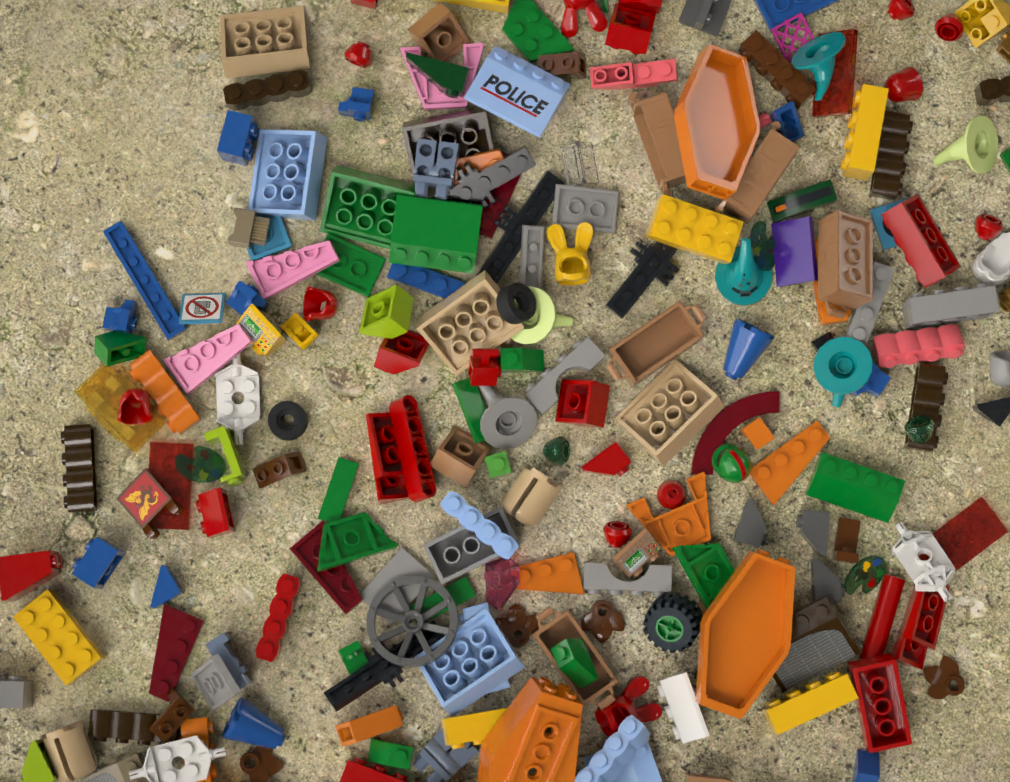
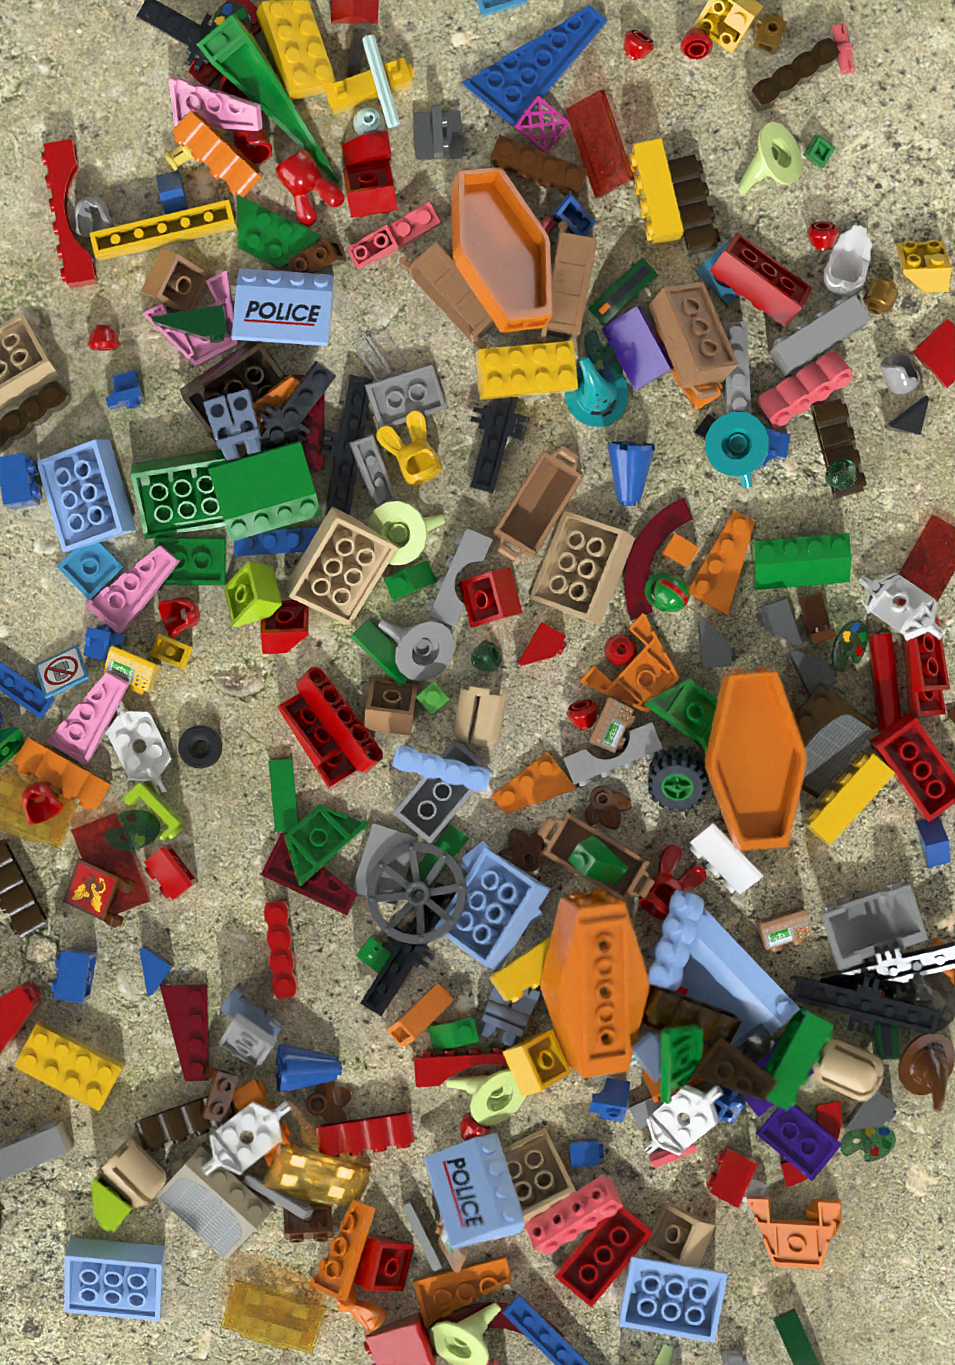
camera: 25 degrees left, 5 degrees up
(249, 229) = (72, 569): dark tan piece -> none
(278, 469) = (214, 799): reddish brown bracket -> none
(483, 367) = (375, 605): red brick -> none
(501, 581) = (487, 813): clear pink slope -> none
(507, 307) = (372, 535): black tyre -> none
(820, 58) = (577, 136): teal piece -> none
(904, 85) = (676, 125): red hair -> none

